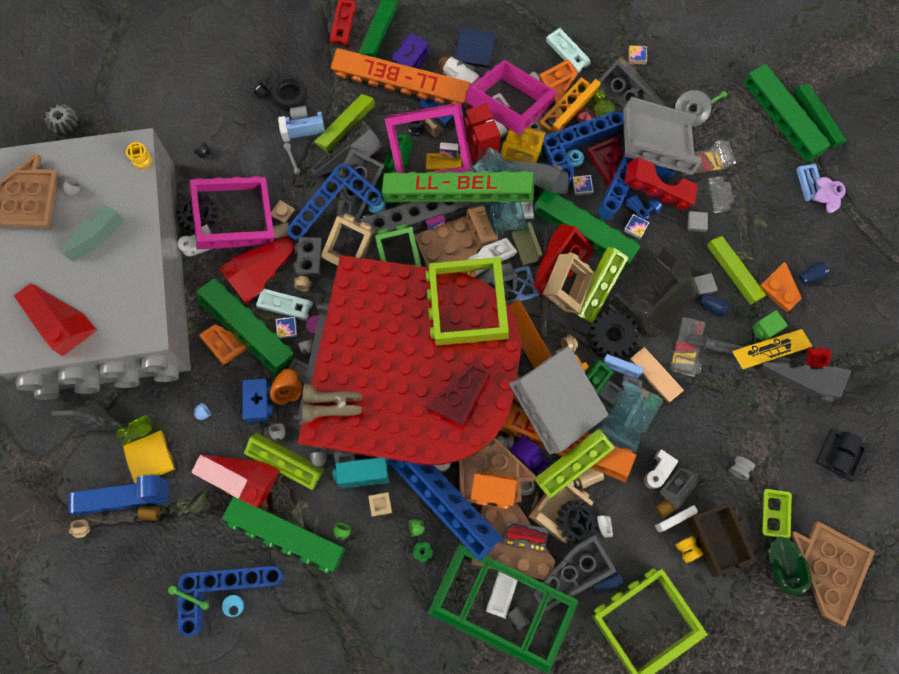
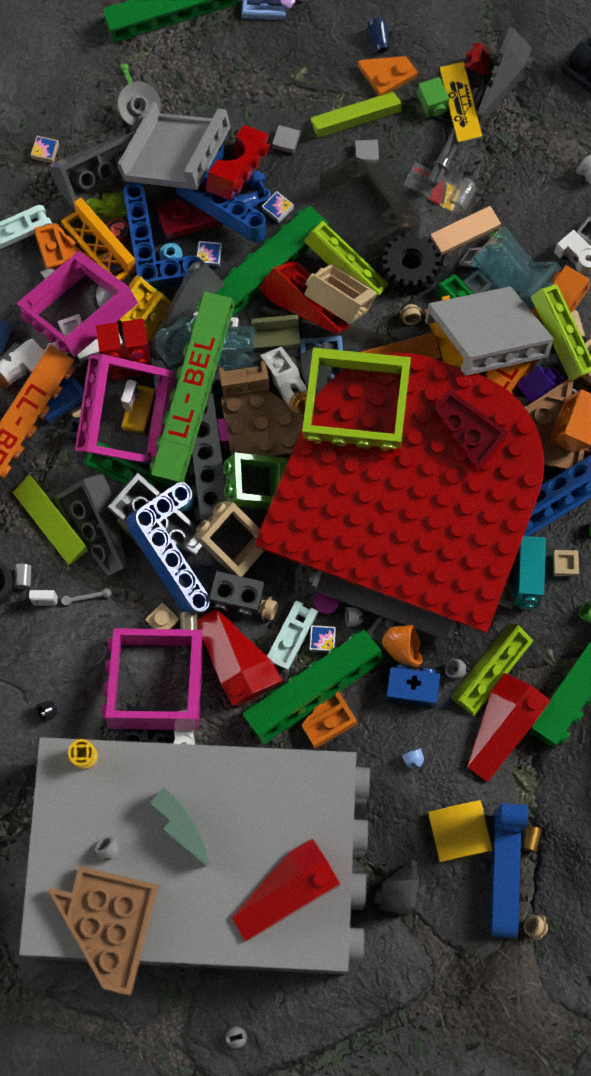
camera: 75 degrees left, 0 degrees up
(136, 428) = (420, 840): clear neon green plate -> none
(305, 126) = (43, 567): light blue hinge -> none
(311, 396) = (447, 566): dark tan piece -> none
(319, 458) = (498, 625): light grey hinge -> none
(623, 366) = (450, 262): light blue tile -> none
(715, 305) = (396, 145): dark blue cone -> none
(716, 158) = (208, 95): clear door -> none
(724, 191) = (256, 101): clear piece -> none

